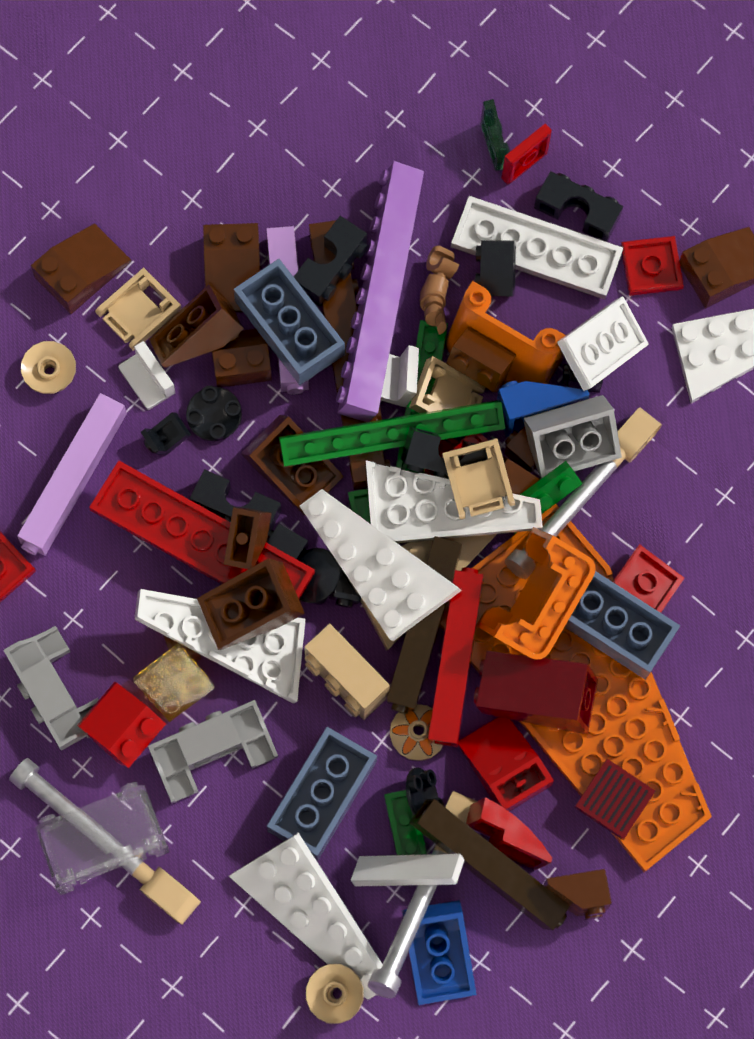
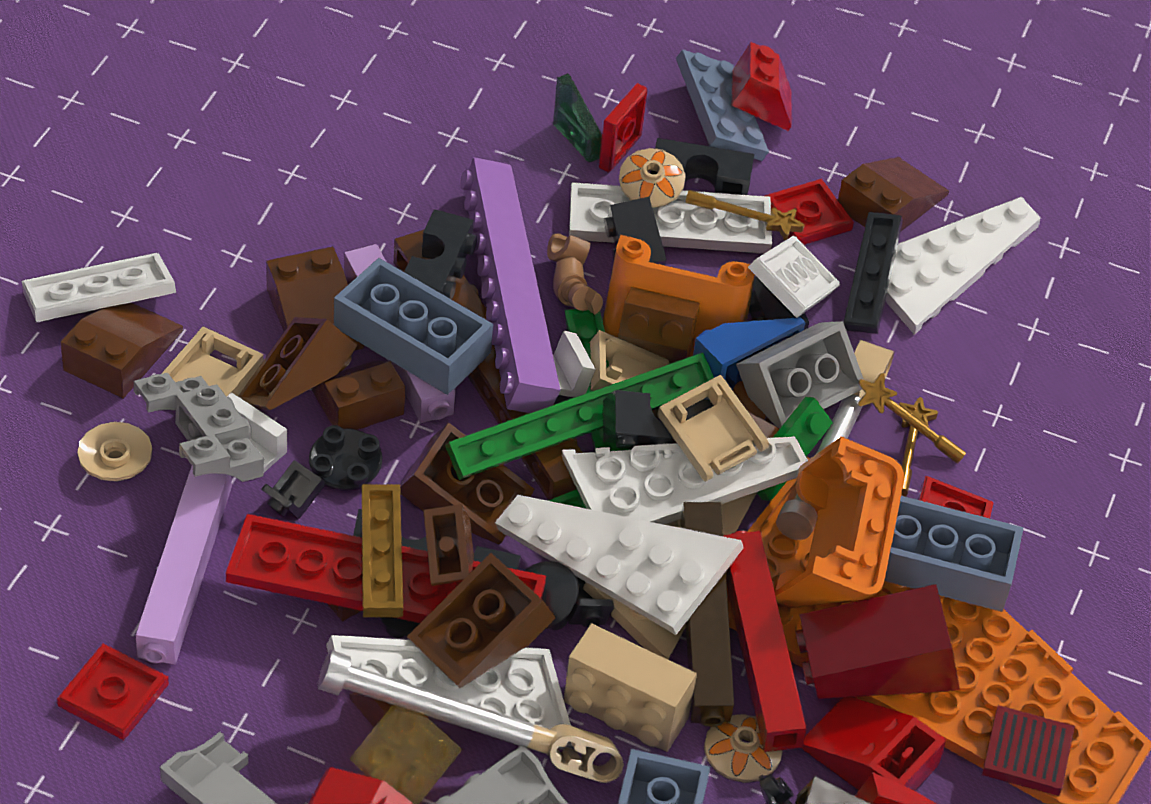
camera: 20 degrees left, 25 degrees down
(76, 211) = (98, 287): none -> white tile
(117, 363) = (210, 423): none -> light grey bracket
(201, 521) = (382, 551): none -> pearl gold plate
(287, 706) = (339, 674): none -> flat silver piece
(534, 223) = (660, 187): none -> tan dish
(619, 144) = (711, 93): none -> sand blue plate
(620, 276) = (775, 221): none -> pearl gold piece
(628, 468) = (879, 396): none -> pearl gold piece
(657, 138) = (762, 86): none -> red slope
(657, 485) = (924, 415): none -> pearl gold piece
(675, 343) = (873, 273): none -> black tile

